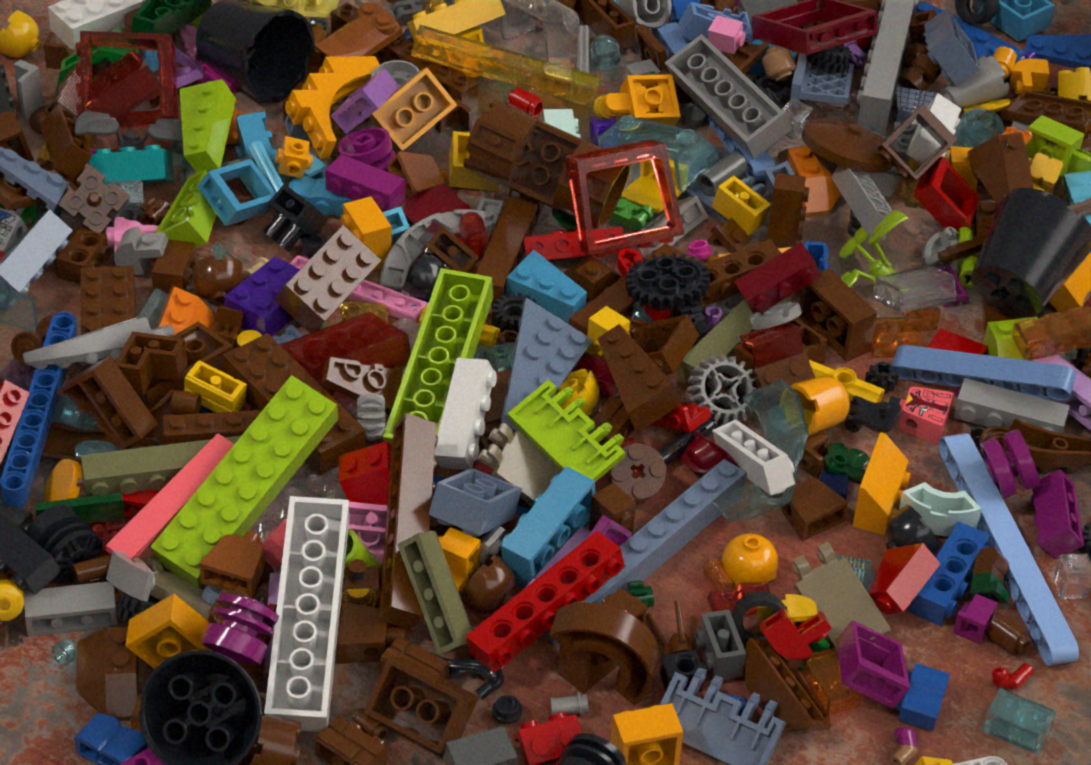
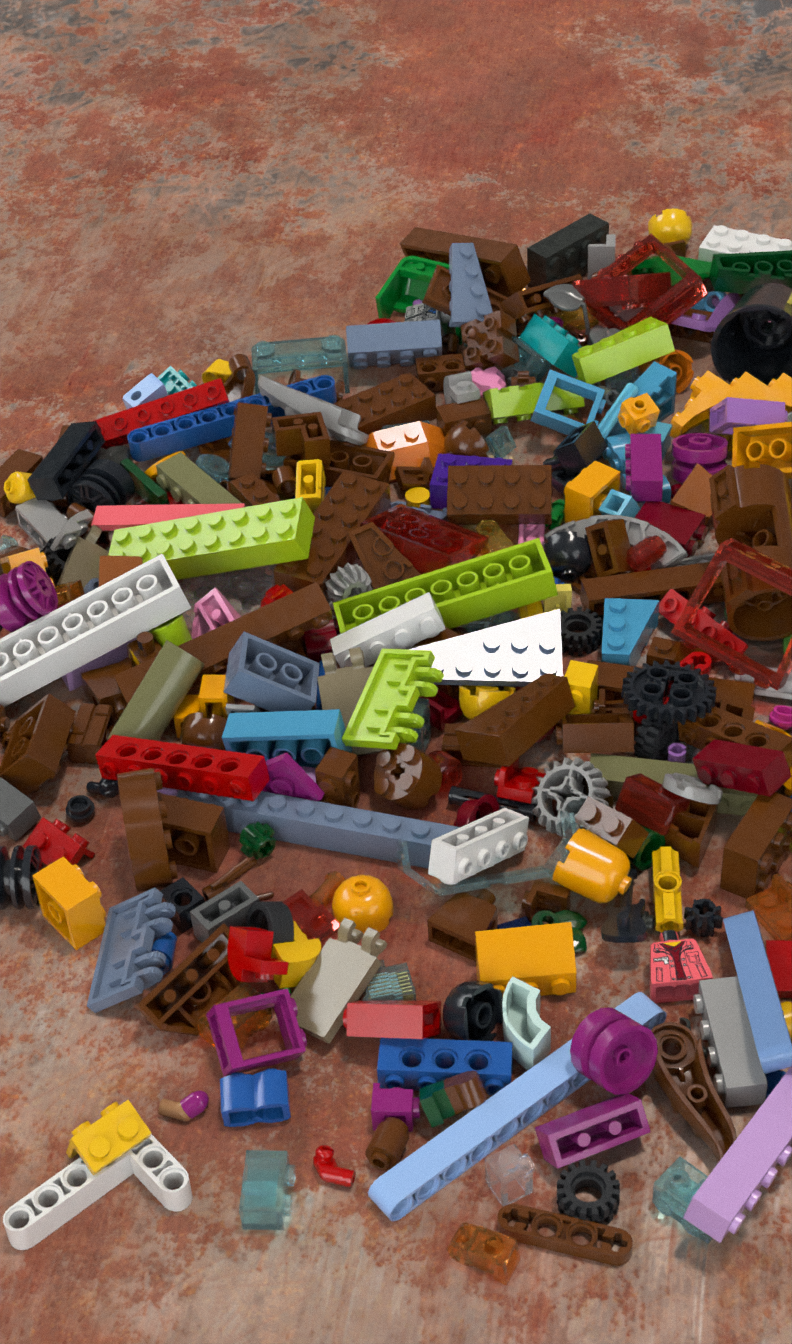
camera: 70 degrees right, 0 degrees up
(570, 704) = (108, 849): light grey pin -> none

